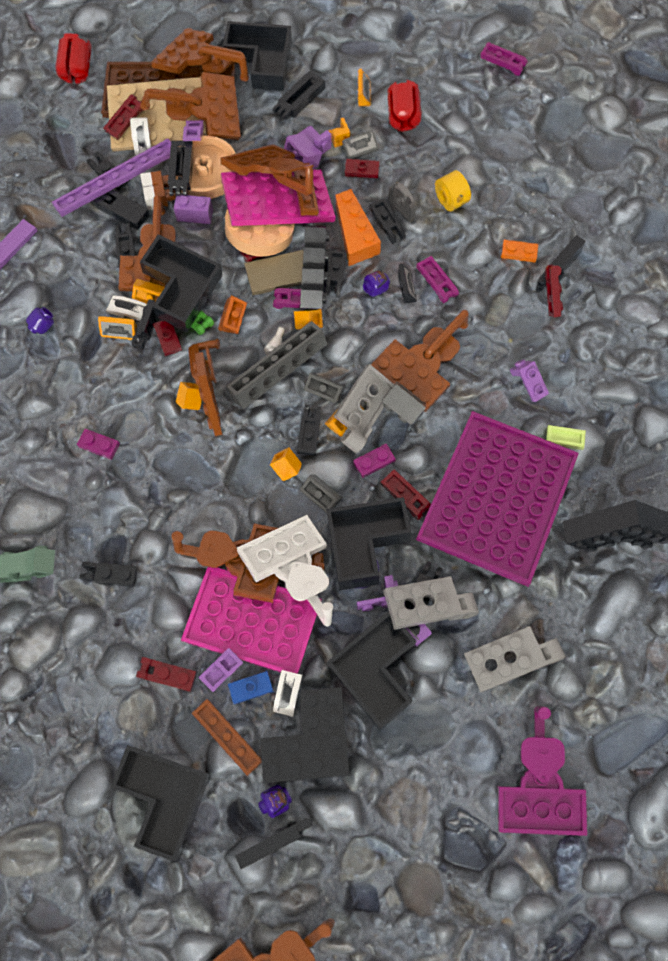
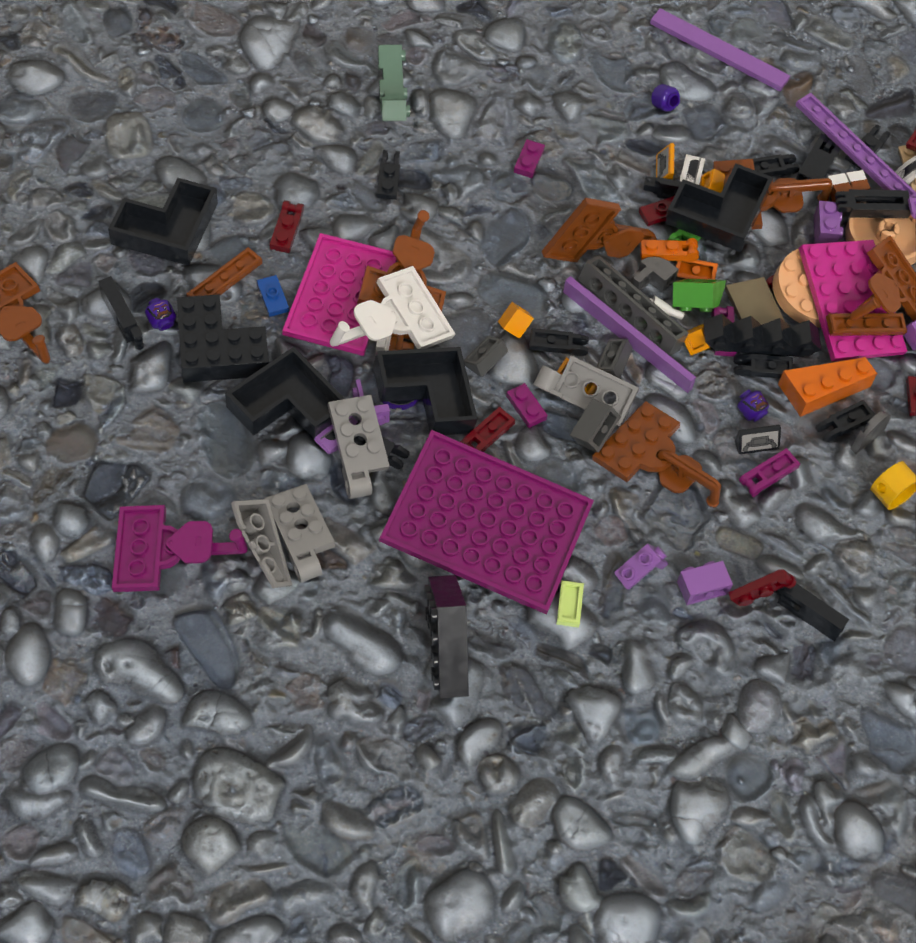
camera: 80 degrees right, 10 degrees down
(218, 331) = (670, 249): none -> orange plate
(220, 670) = (289, 266): medium lavender slope -> none
(238, 344) = (656, 272): none -> flat silver brick
(264, 311) = (698, 294): none -> bright green slope
(287, 693) = (274, 321): white slope -> none
(301, 373) = (625, 330): none -> medium lavender tile
(519, 251) = (825, 567): orange plate -> none
(529, 693) = (261, 534): none -> light grey wedge
(545, 334) = (704, 582): none -> medium lavender brick

